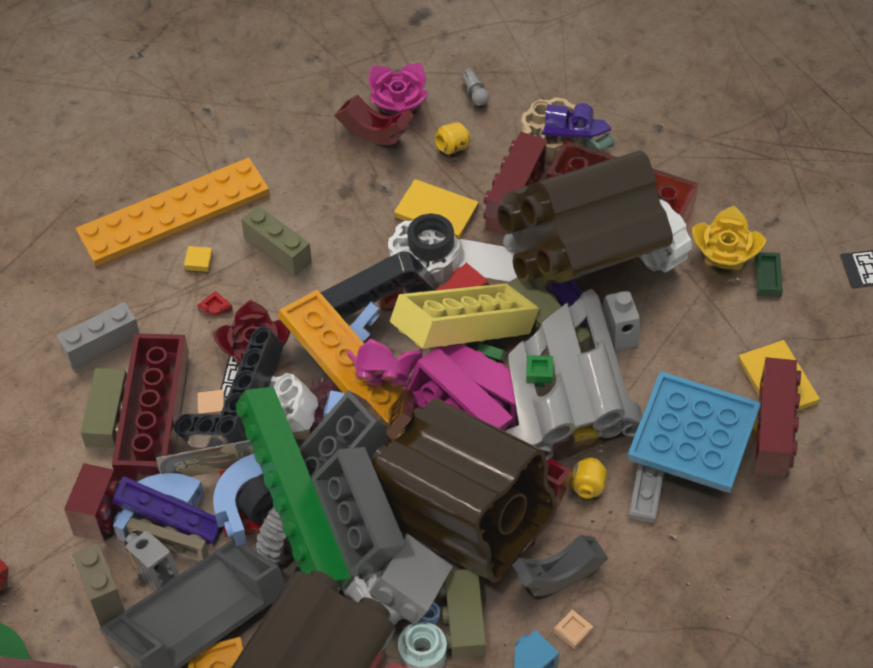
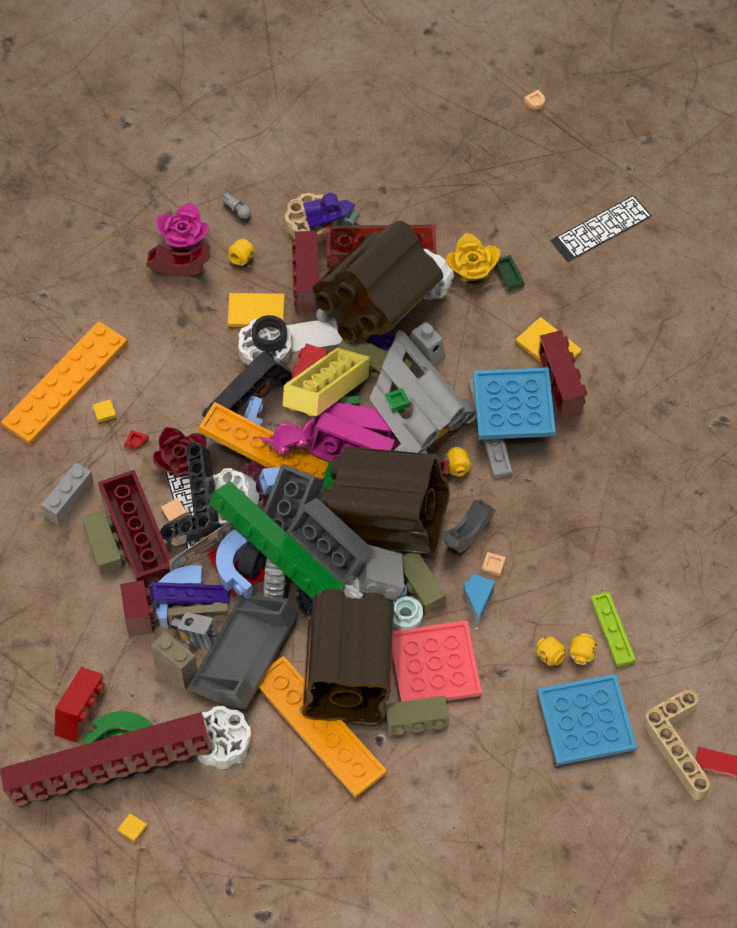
camera: 25 degrees left, 5 degrees up
(276, 240) = (155, 376): olive brick -> none
(400, 414) = (322, 466): reddish brown tile -> none

